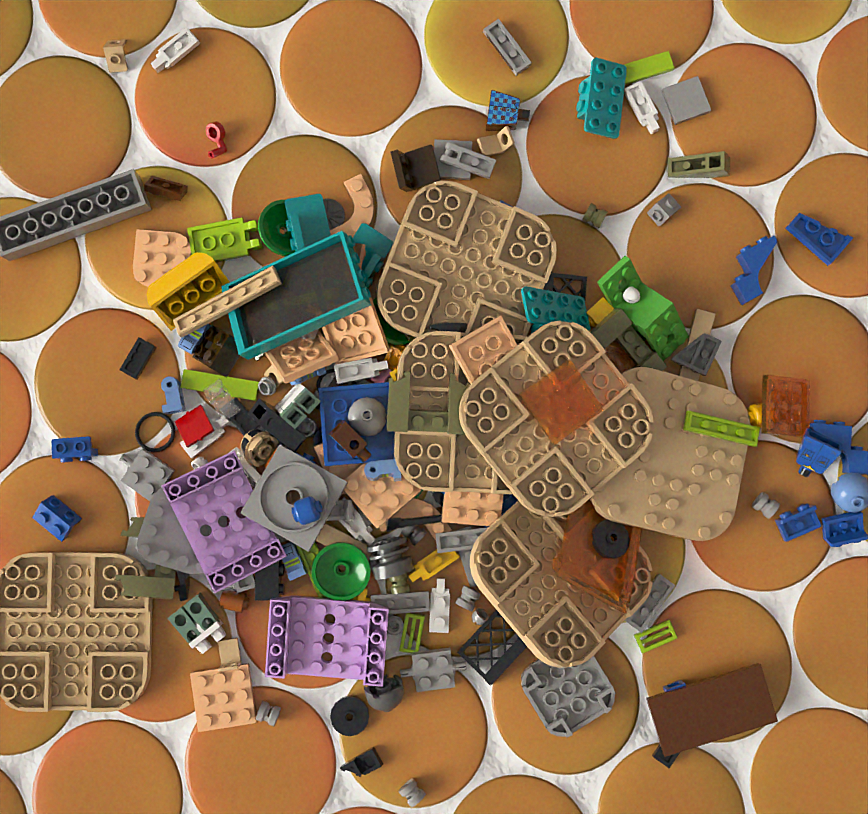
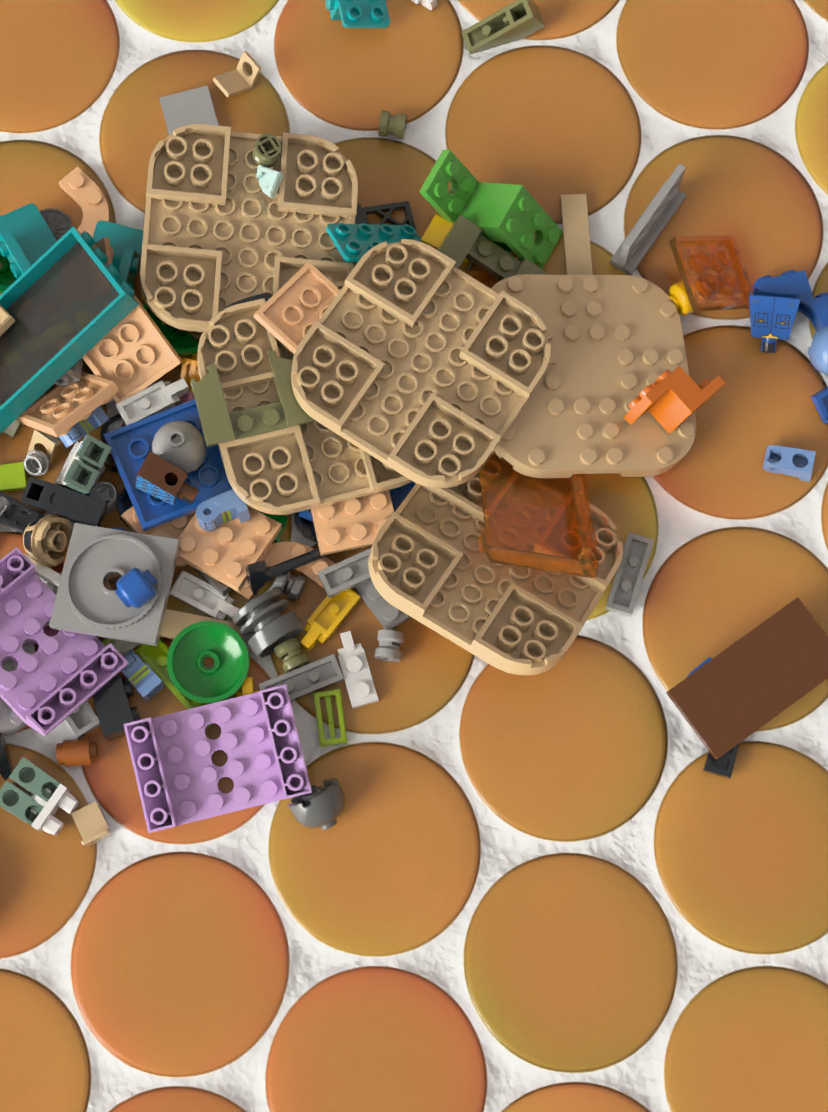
camera: 20 degrees left, 10 degrees down
(223, 698) = (101, 888): light nougat plate -> none
(264, 711) = (169, 886): light grey wheel -> none
(342, 511) = (184, 584): light grey bracket -> none
(350, 705) = (296, 854): black plate -> none
(363, 763) = (321, 911): black slope -> none
(398, 620) = (307, 707): light grey plate -> none
(412, 792) = (399, 926): light grey wheel -> none
(415, 168) = (142, 134): dark brown bracket -> none
(433, 669) = (374, 754): light grey plate -> none
(468, 160) = (209, 107): light grey plate -> none
(479, 616) = (413, 665): light grey hinge -> none
(492, 240) = (269, 180): none -> light aqua tile
(494, 219) = (264, 155): none -> olive wheel
(503, 662) = (469, 703): black fence -> none
(504, 112) = (235, 35): torso -> none
(561, 401) = (418, 335): clear orange plate -> none
(568, 695) = (561, 721): light grey plate -> none
(602, 541) = (546, 500): black plate -> none
(631, 295) = (469, 197): white hinge -> none
(649, 630) = (636, 631): lime tile -> none
(663, 209) = (477, 91): light grey bracket -> none
(698, 354) = (581, 246): dark grey wing -> none
(721, 428) = (640, 321): lime tile -> none
(725, 498) = (672, 398): none -> orange bracket
(751, 261) = (606, 115): blue arch -> none
(752, 352) = (650, 224): none -> light grey fence
(765, 505) = (733, 403): light grey wheel -> none
(790, 561) = (789, 461): none -> medium blue leg
(798, 522) = (782, 411): blue bracket -> none
(819, 239) = (683, 67): blue wing -> none

